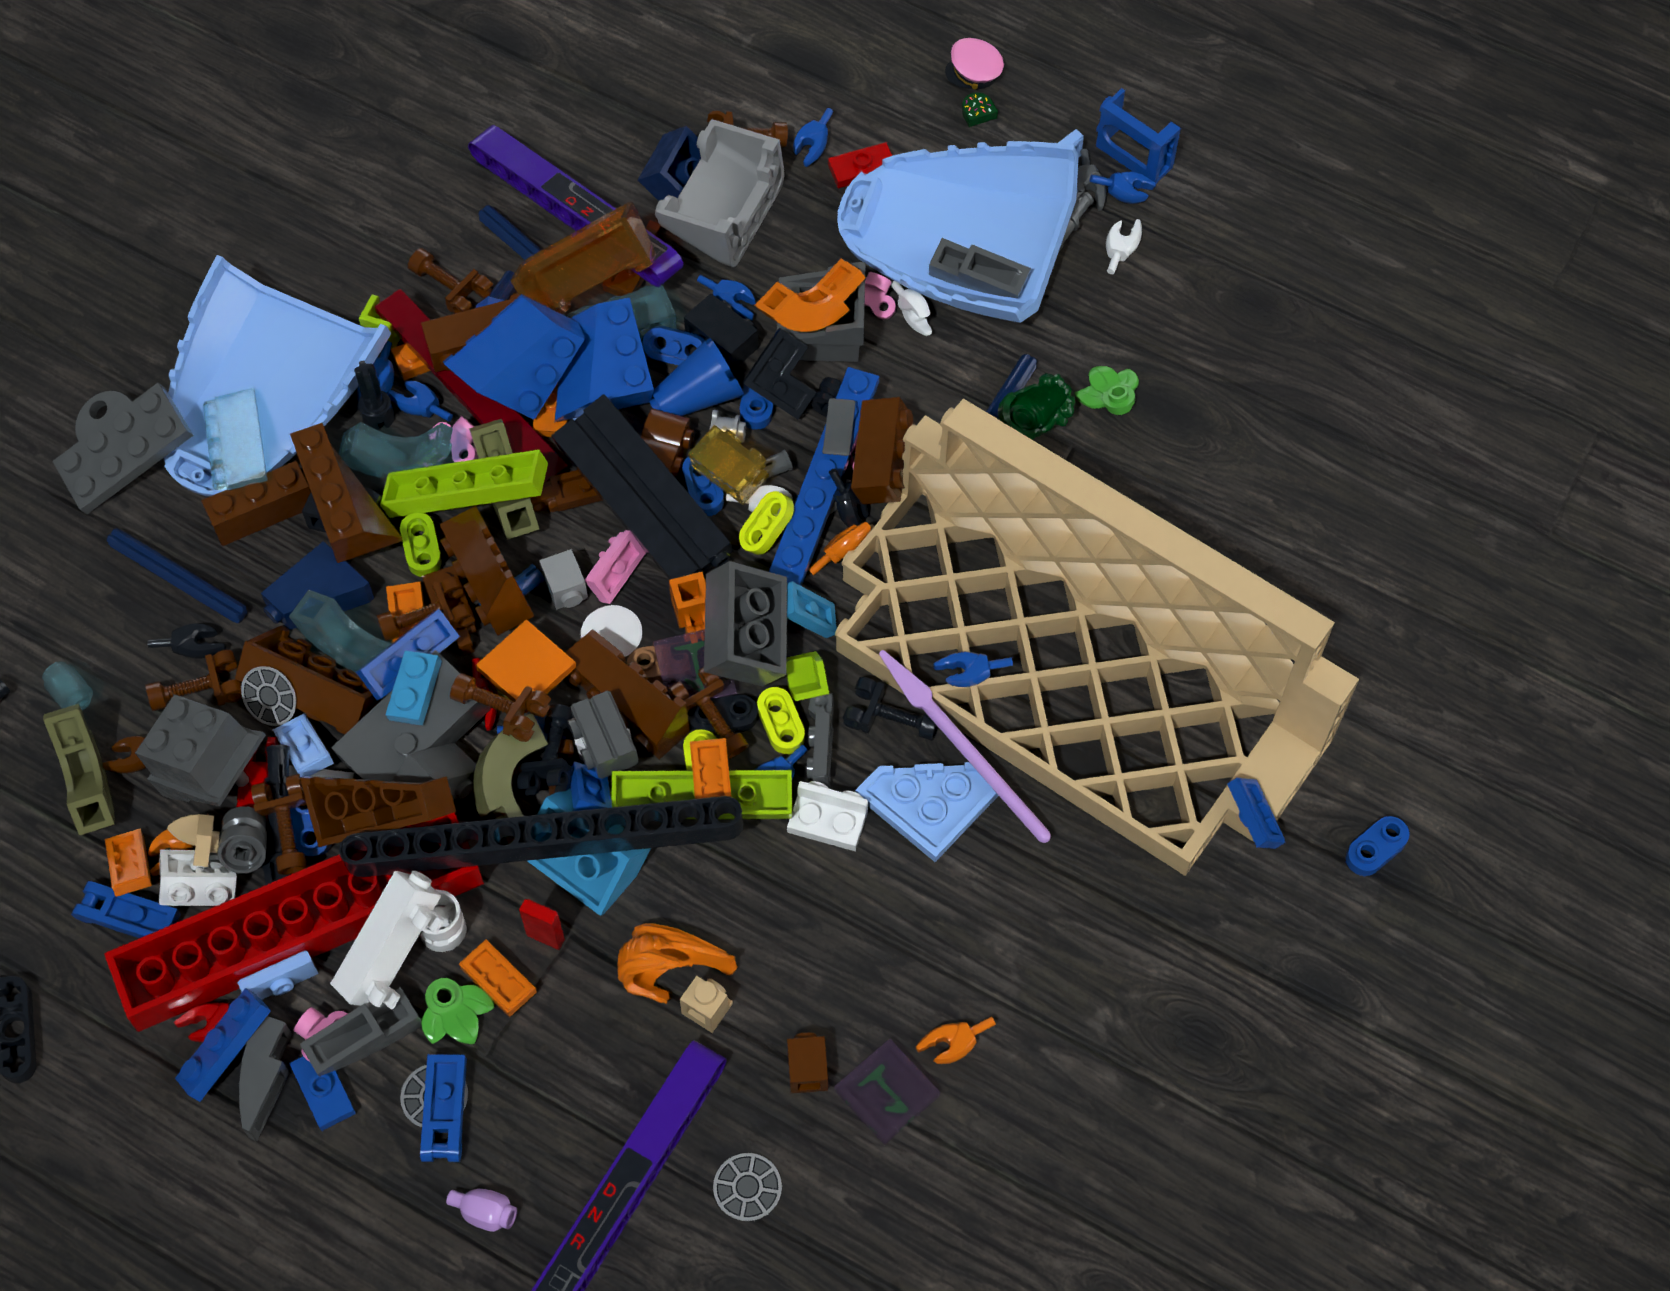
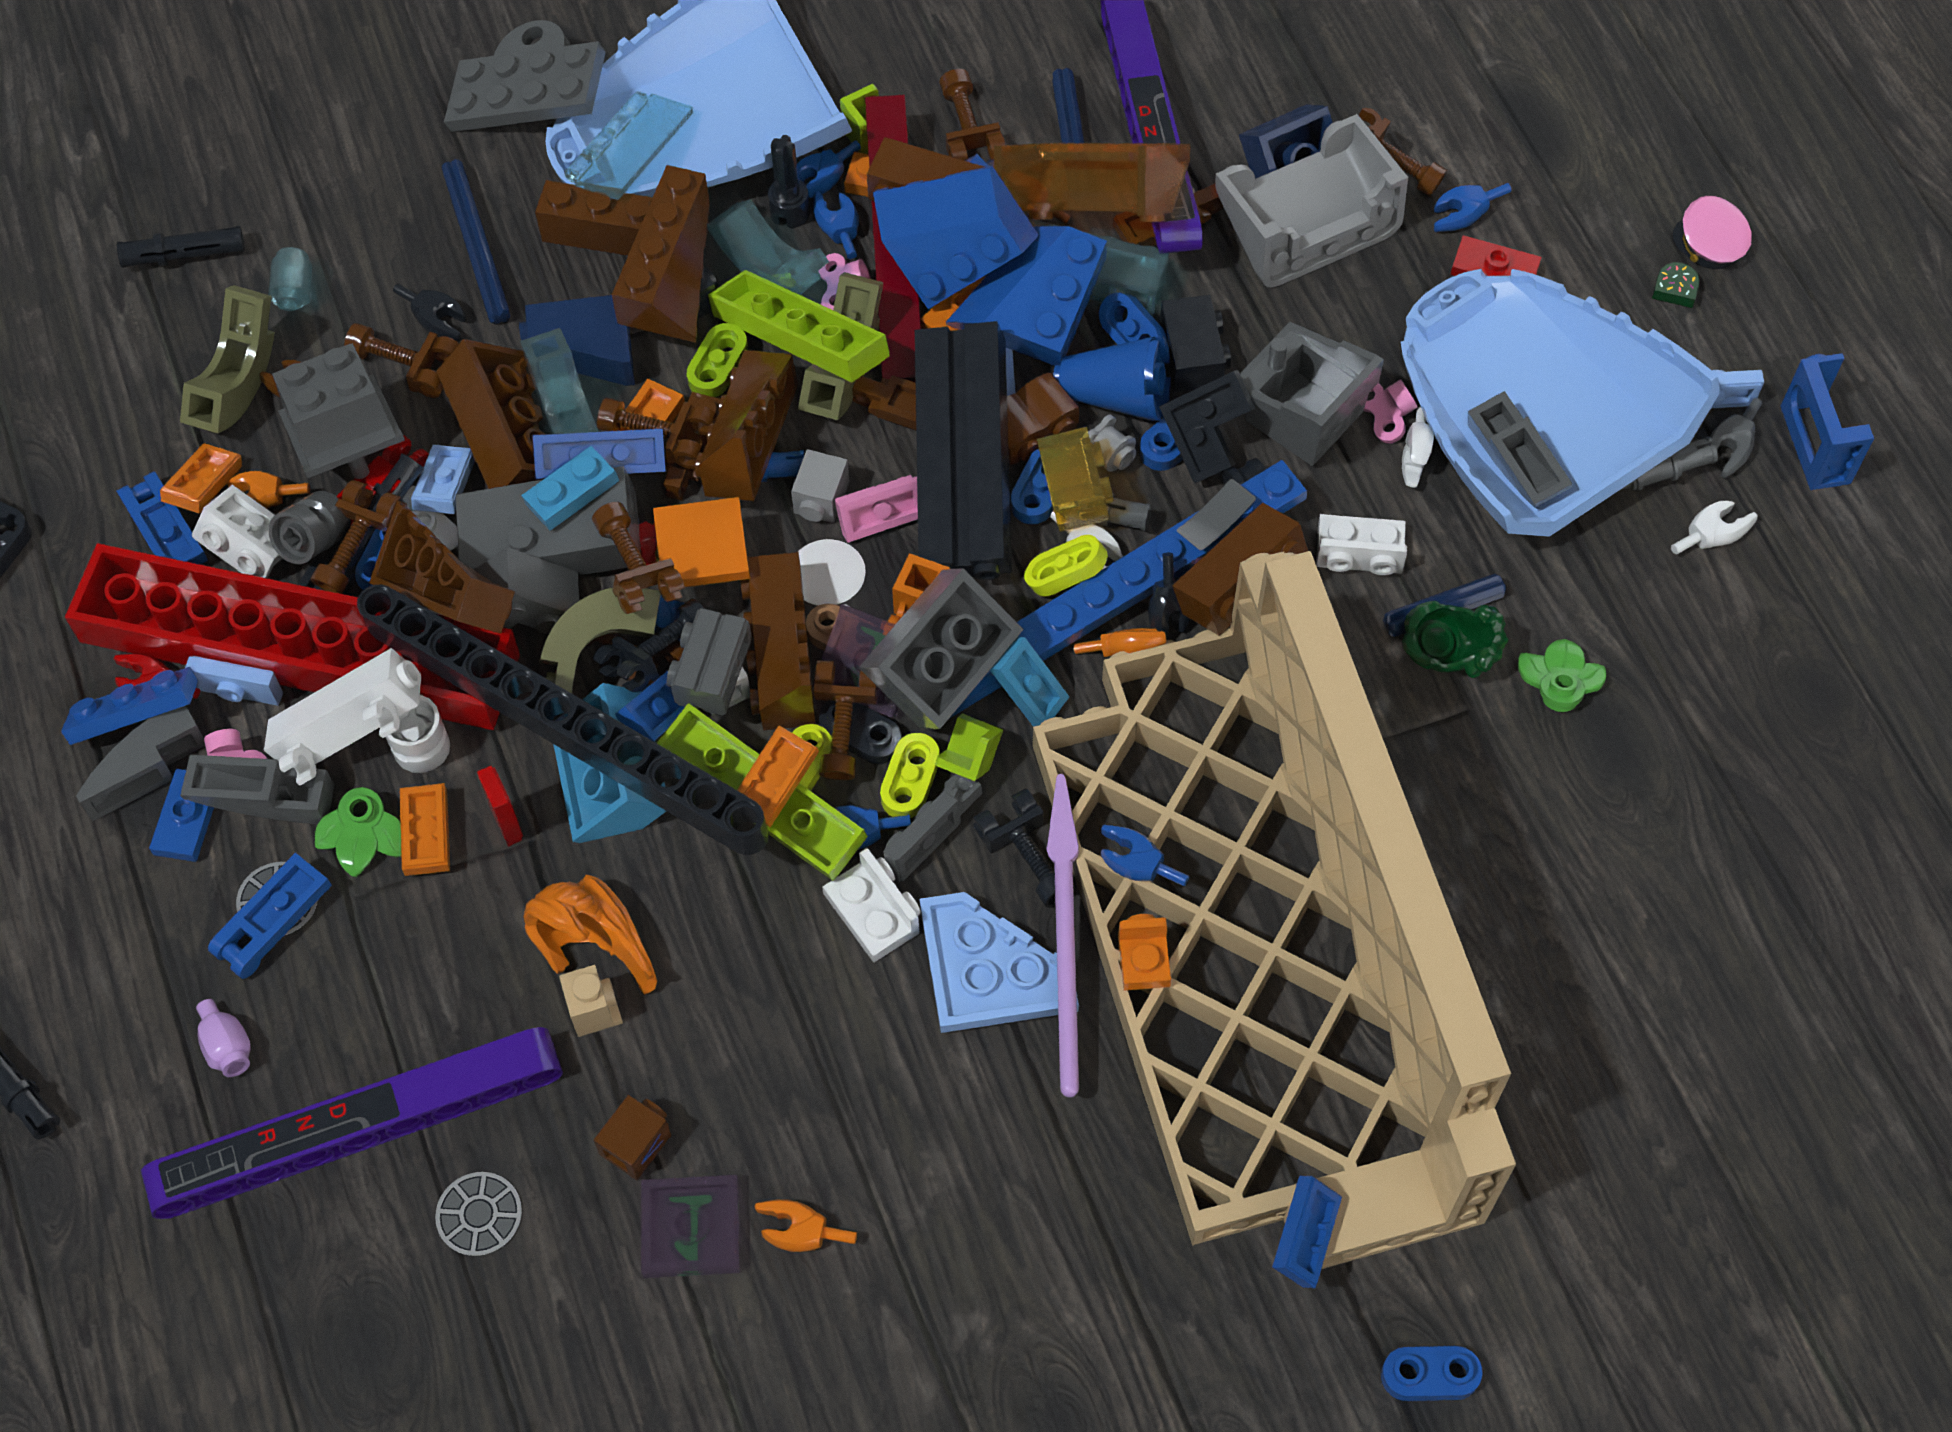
camera: 40 degrees right, 0 degrees up
(197, 831) = (276, 493): tan plate -> none
(268, 696) = (451, 408): sticker -> none
(731, 292) = (1237, 308): blue hand -> none
(816, 306) = (1286, 371): orange arch -> none
(930, 389) = (1361, 544): none -> white bracket
(1024, 722) = (1144, 952): none -> orange bracket
(1122, 186) = (1767, 464): blue hand -> none

